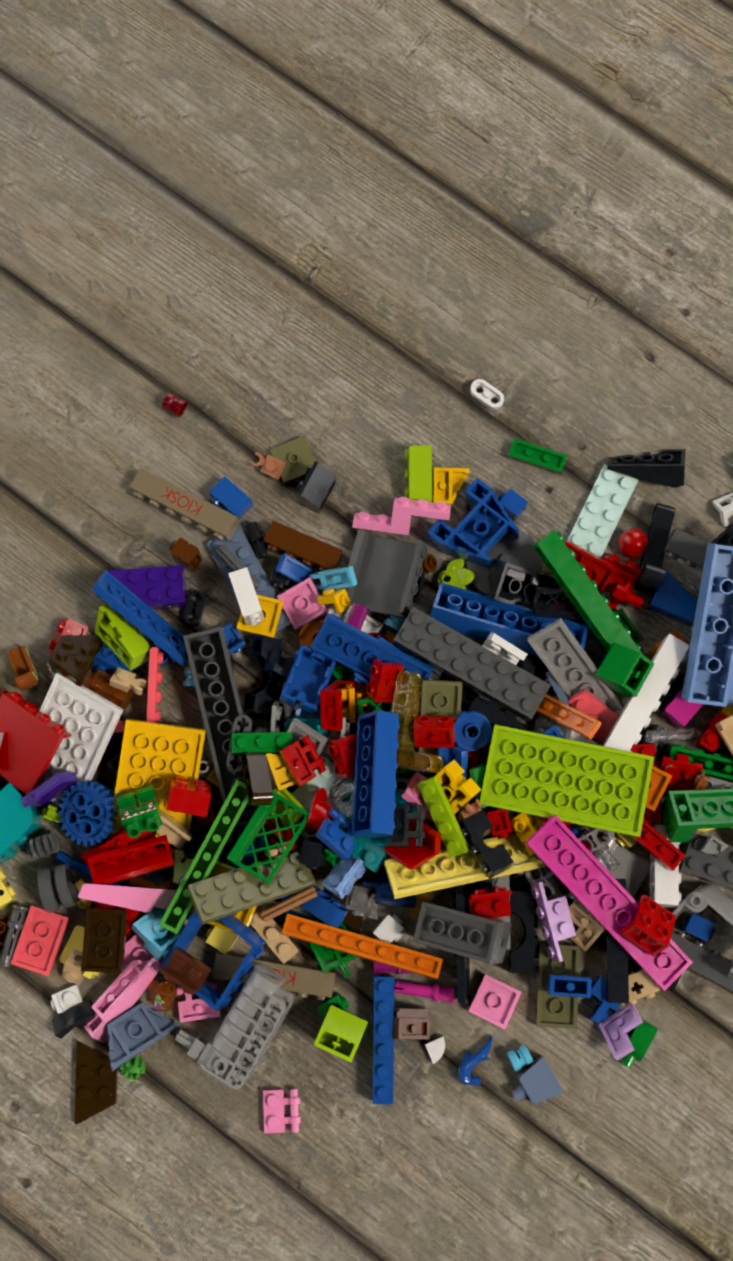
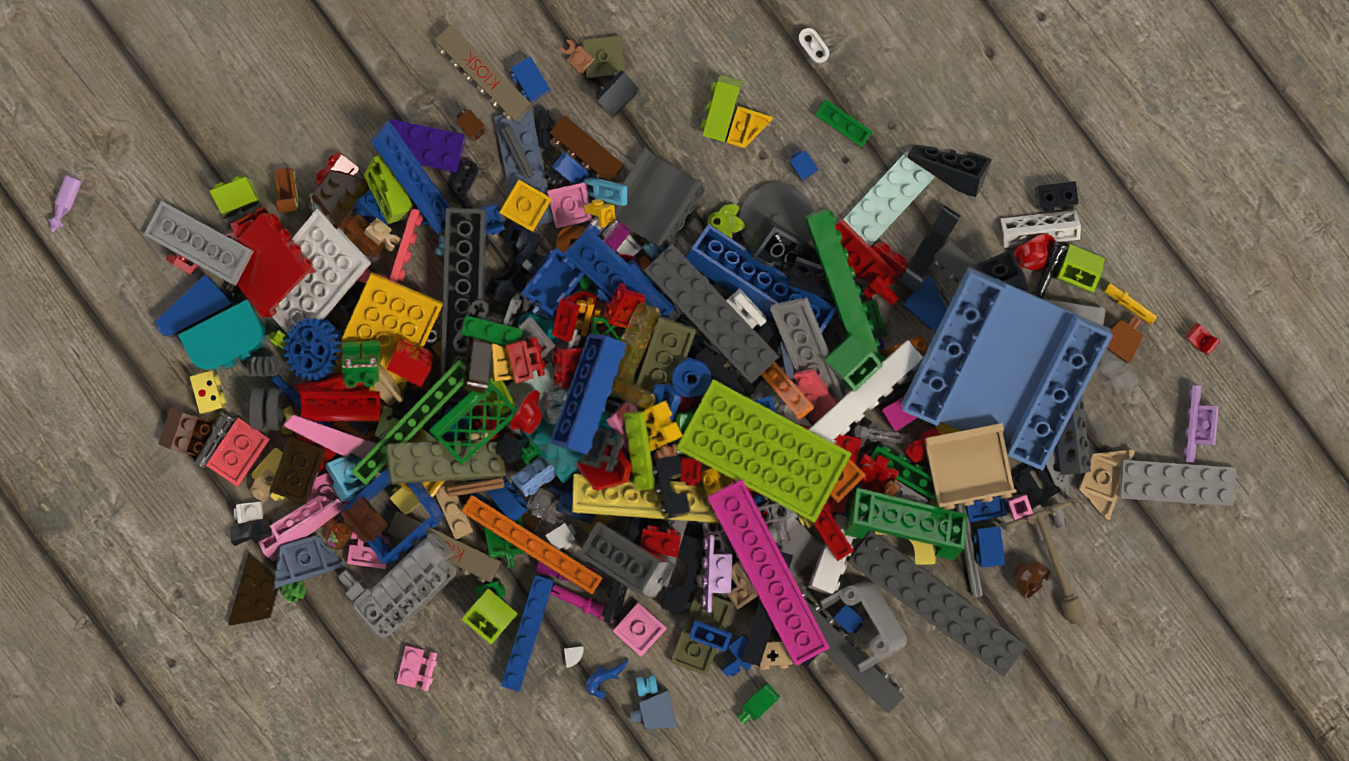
camera: 20 degrees right, 10 degrees up
(48, 790) = (282, 316): dark purple piece -> none
(246, 596) = (517, 187): white window -> none
(334, 837) = (533, 439): blue plate -> none
(401, 515) = (689, 149): bright pink bracket -> none
(411, 1024) = (557, 627): reddish brown plate -> none
(429, 564) = (704, 201): reddish brown plate -> none
(434, 731) = (655, 369): red bracket -> none
(478, 530) = (760, 184): blue wedge -> none
(616, 1029) = (742, 685): lavender plate -> none
(632, 543) = (907, 239): red hair -> none
(651, 927) = (799, 604): red bracket -> none
(713, 845) = (884, 549): light grey tile -> none

